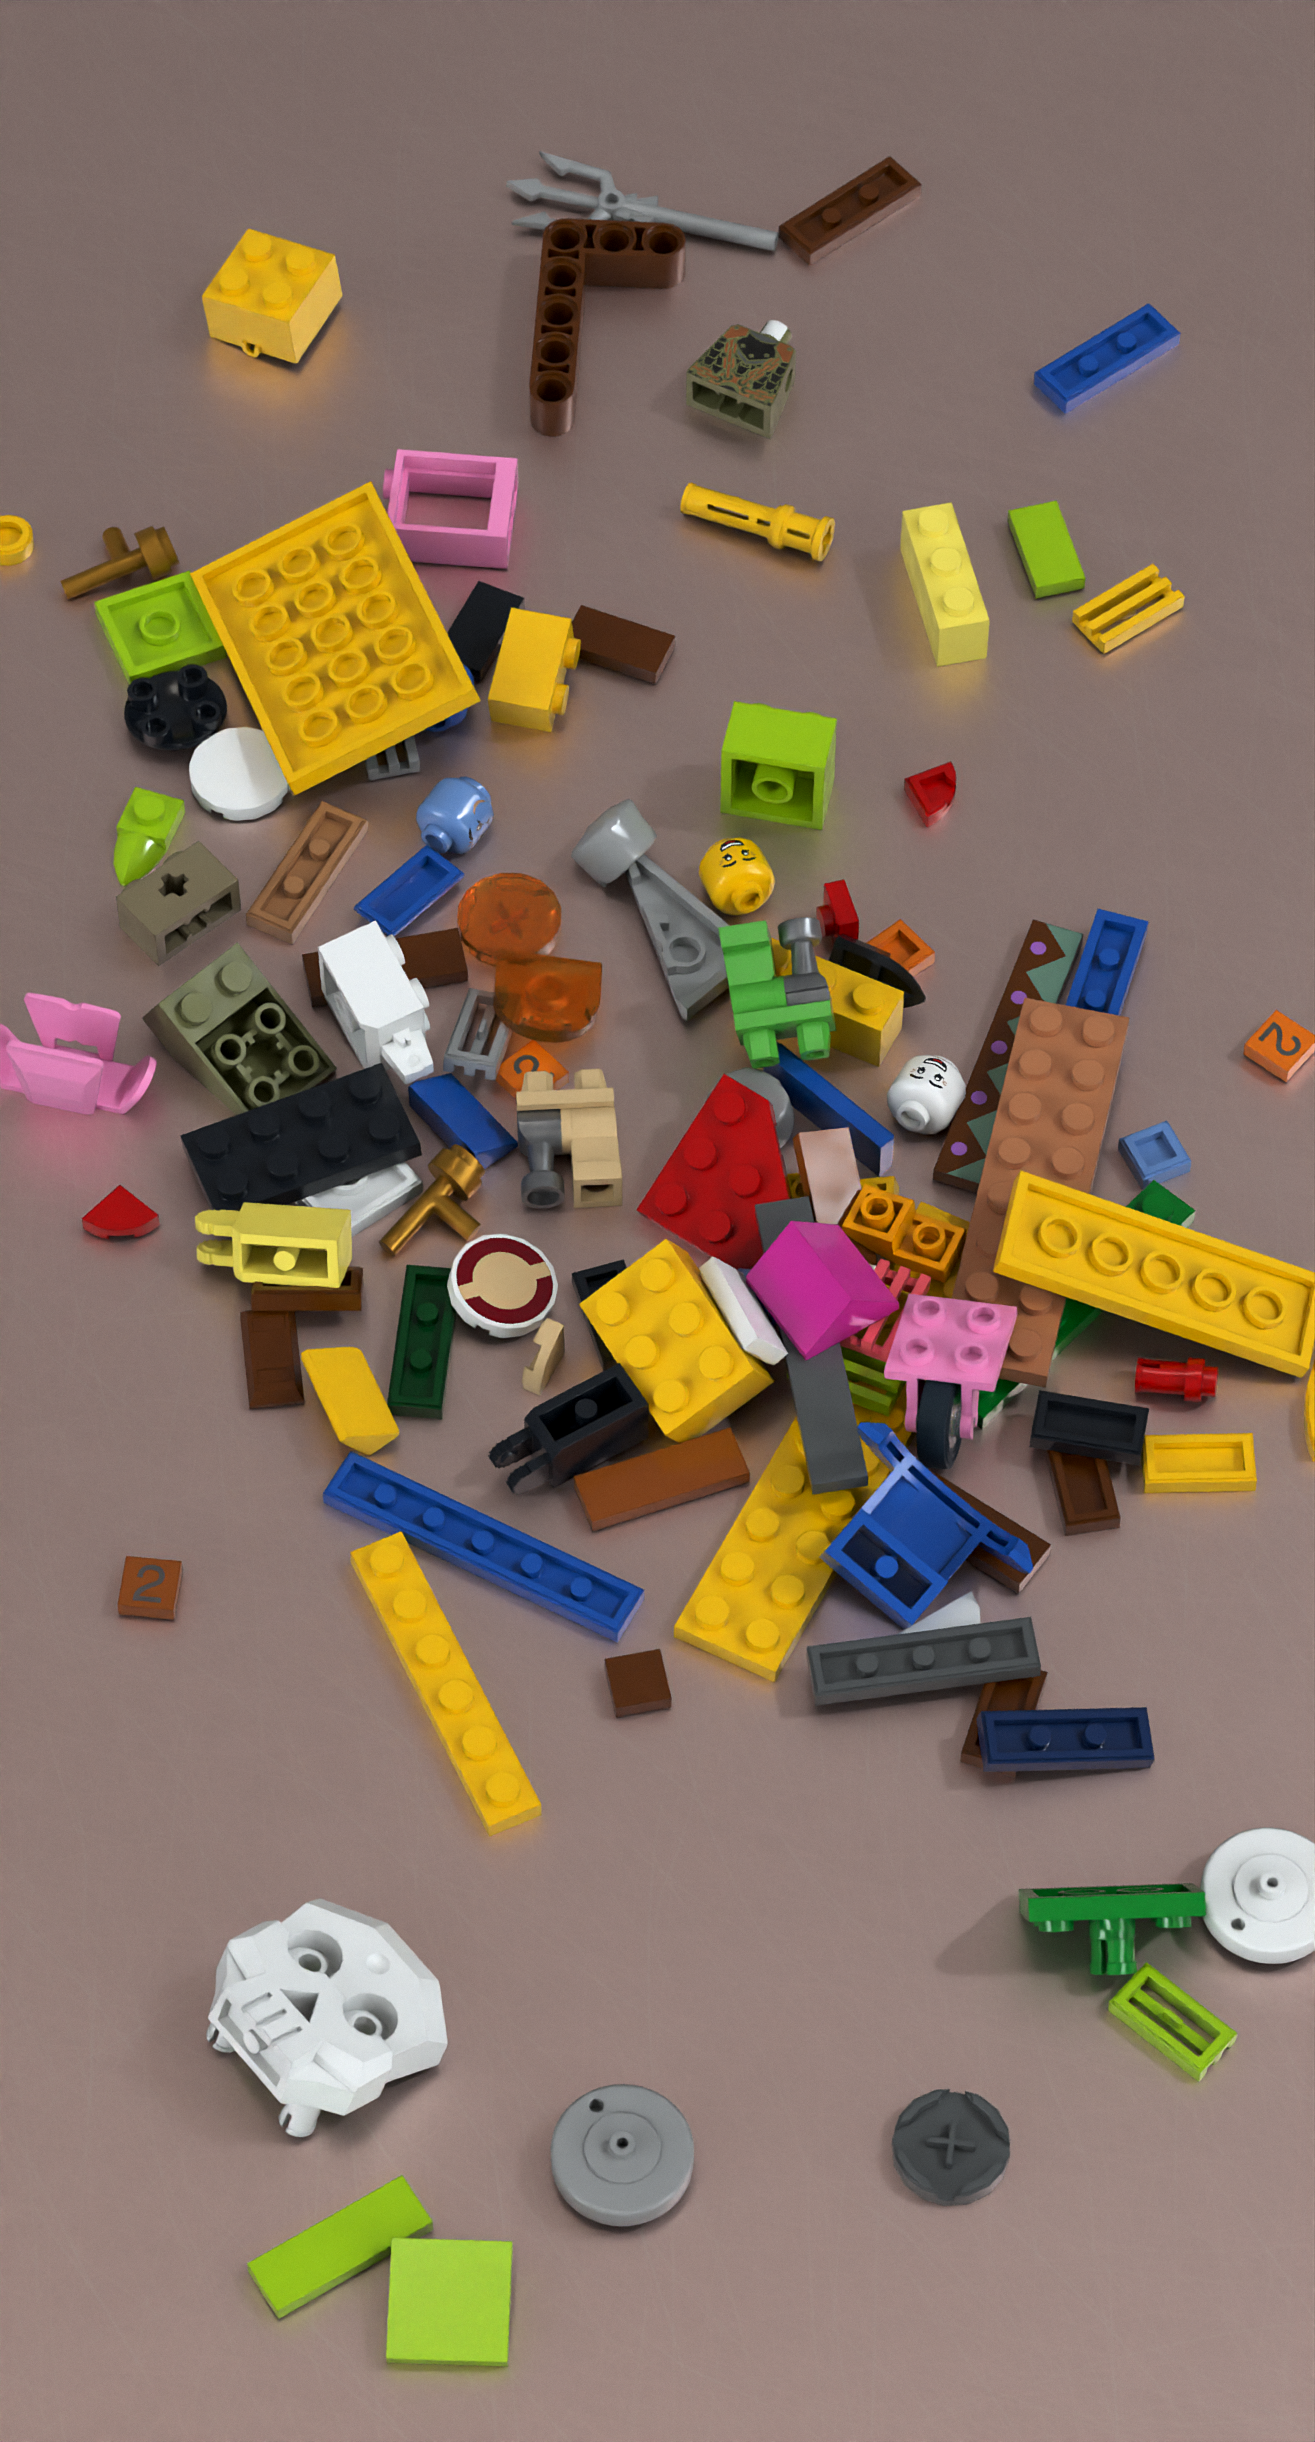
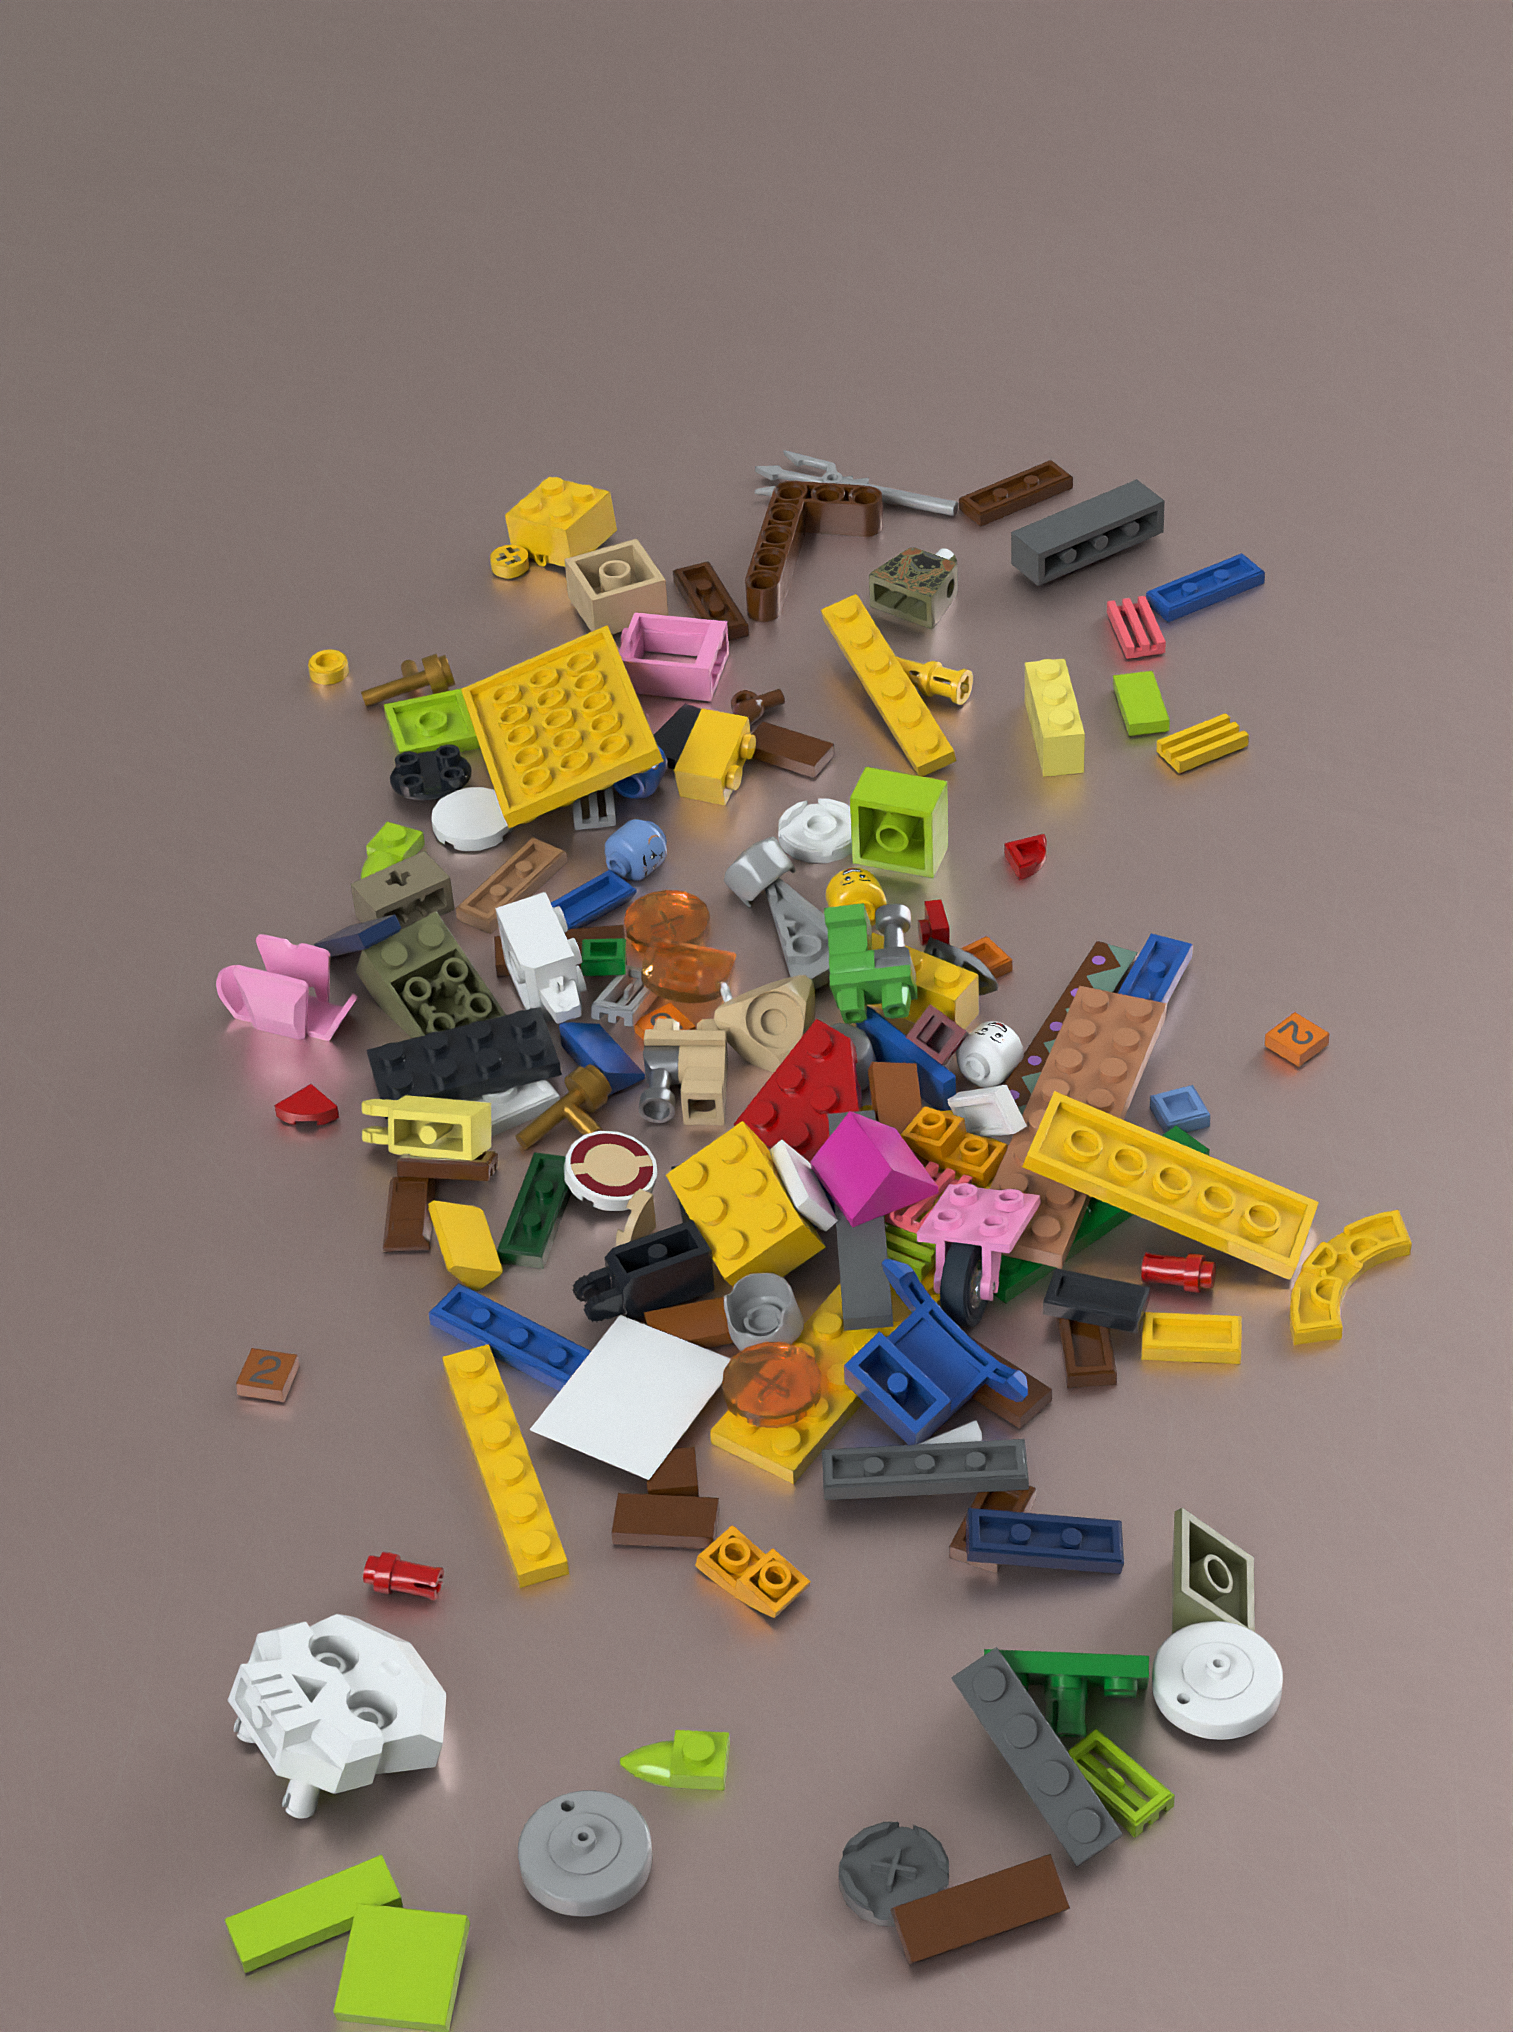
camera: 10 degrees right, 15 degrees down
(142, 977) = (360, 936): none -> dark blue tile
(211, 354) = (509, 561): none -> yellow tile
(359, 1837) = (392, 1574): none -> red animal
(364, 405) = (614, 585): none -> tan brick
(446, 981) = (603, 957): none -> green tile
(481, 407) = (710, 598): none -> reddish brown tile
(560, 580) = (752, 706): none -> reddish brown animal
(580, 1588) = (633, 1397): none -> white sticker
(640, 1743) = (665, 1520): none -> reddish brown tile
(660, 1065) = (768, 1019): none -> tan hat
(673, 768) = (816, 831): none -> white tile
(704, 2036) = (688, 1761): none -> lime plate
(716, 1478) = (762, 1311): none -> light grey hair
(732, 544) = (888, 686): none -> yellow plate
(739, 1567) = (771, 1384): none -> clear orange tile
(746, 1804) = (750, 1575): none -> light orange slope
(870, 1082) = (937, 1035): none -> dark red leg
(937, 1186) = (988, 1111): none -> white tile
(952, 283) = (1087, 532): none -> dark grey brick
(1017, 398) = (1131, 610): none -> coral tile
(1048, 2182) = (979, 1909): none -> reddish brown tile
(1092, 2010) = (1037, 1757): none -> dark grey plate
(1249, 1775) = (1209, 1576): none -> olive slope

